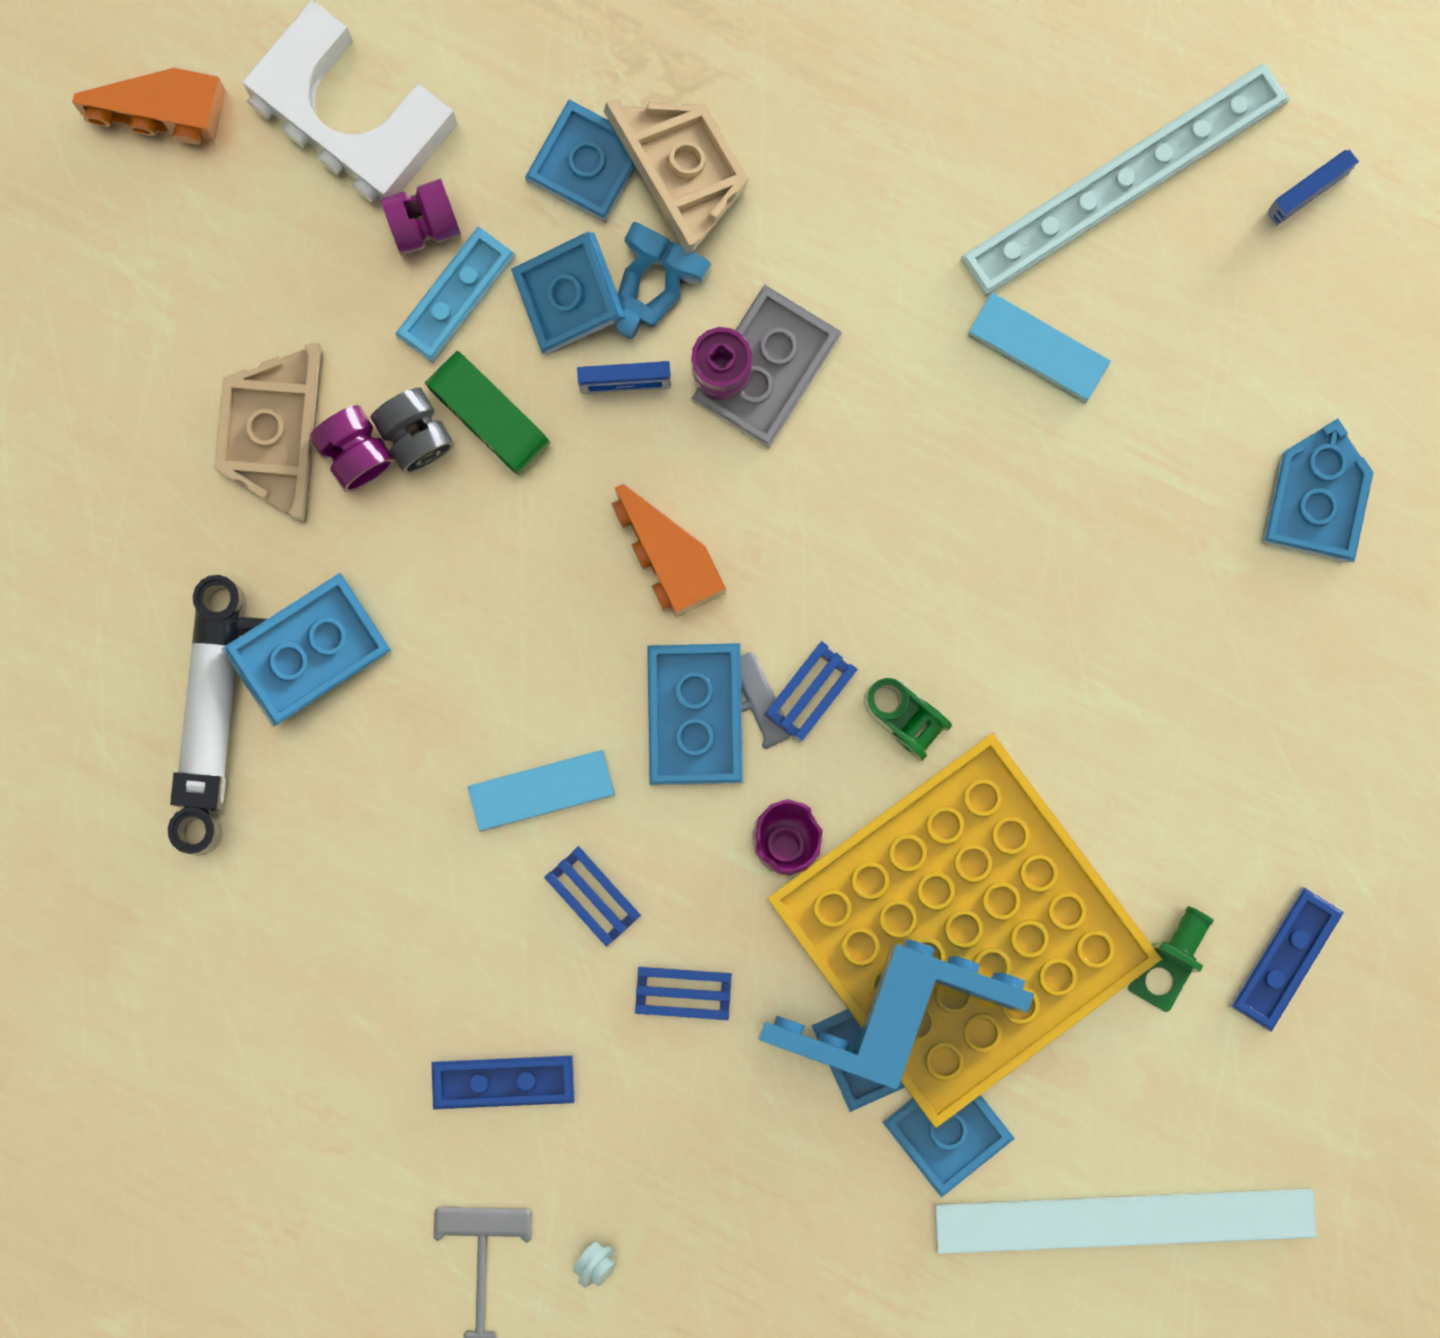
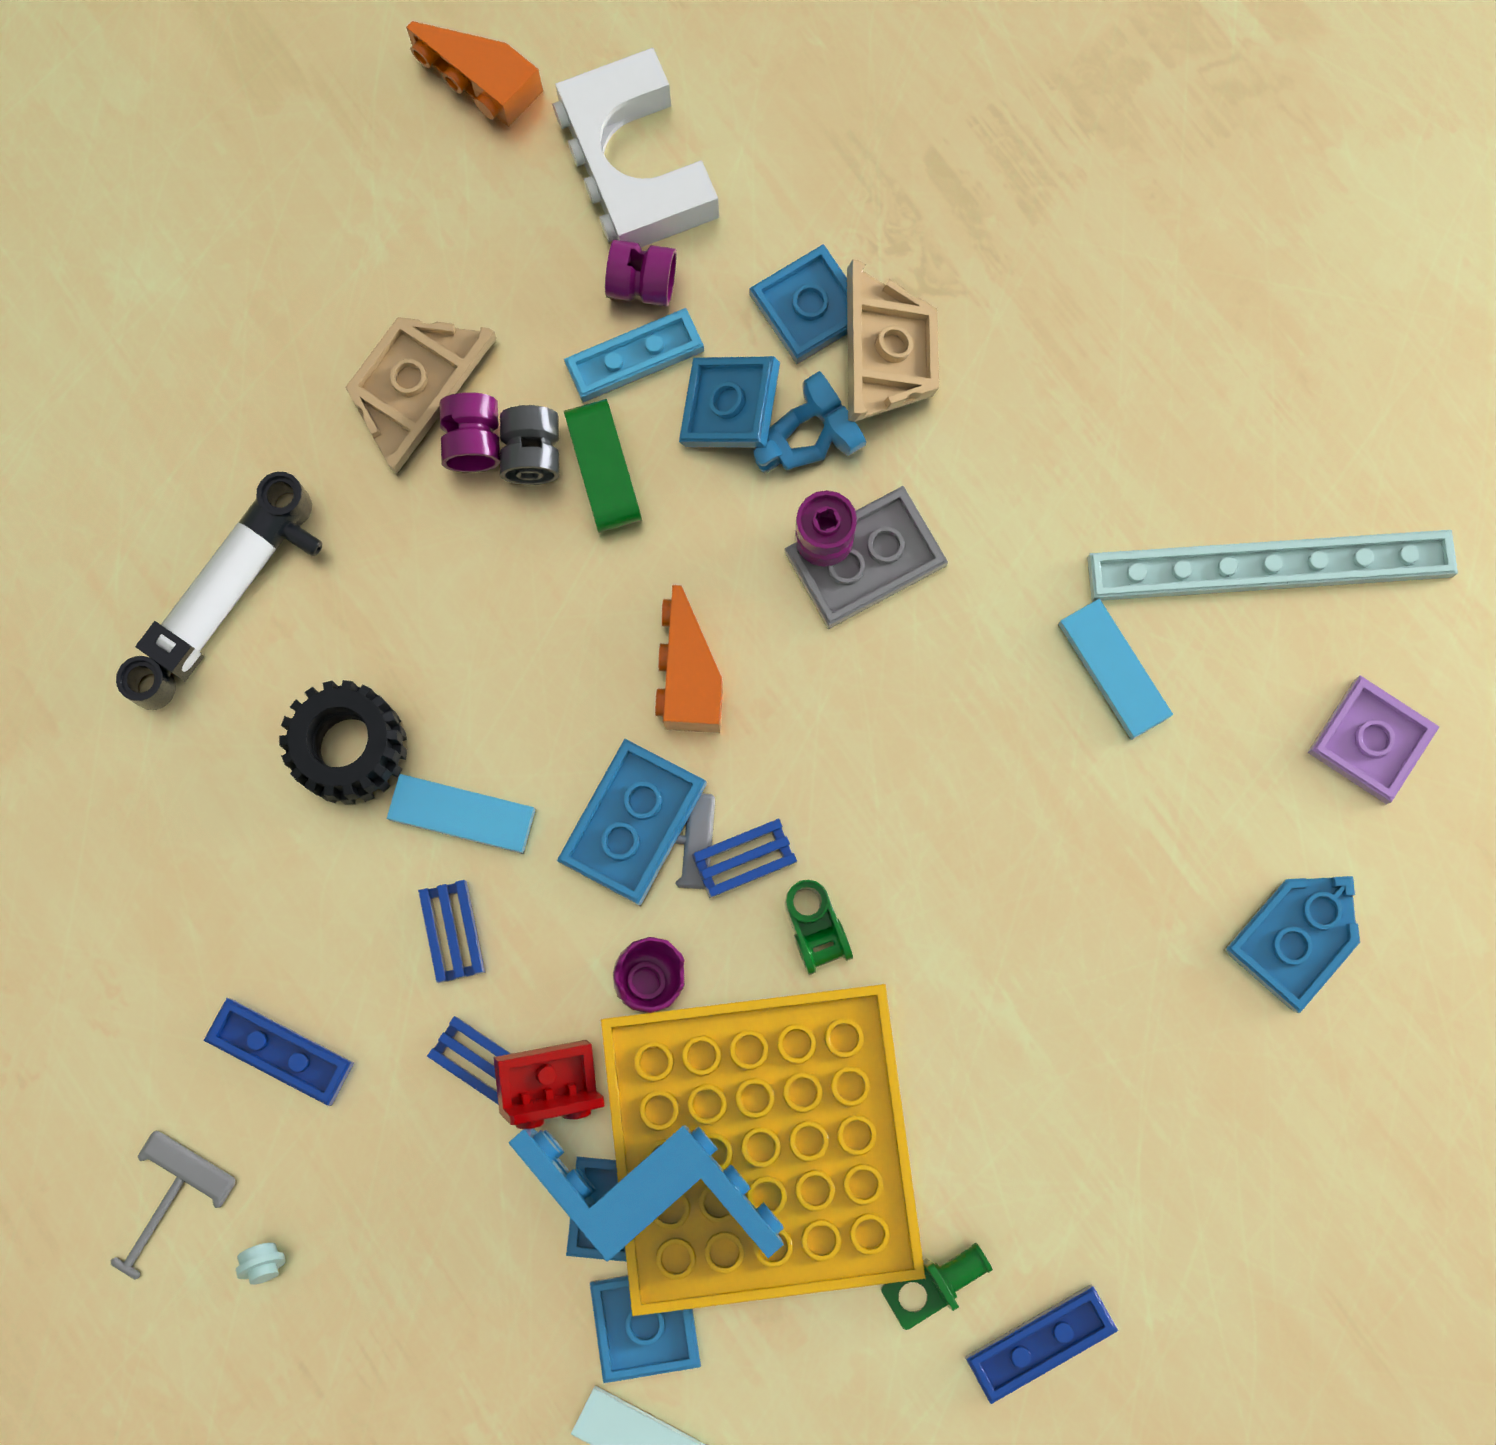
camera: 30 degrees right, 5 degrees down
(306, 649) = (330, 579): dark azure tile -> none
(368, 767) = (313, 721): none -> black tyre
(624, 377) = (736, 498): blue tile -> none
(753, 978) = (547, 1084): none -> red bracket
(1293, 287) = (1373, 739): none -> lavender tile
(1312, 186) = (1438, 659): blue tile -> none

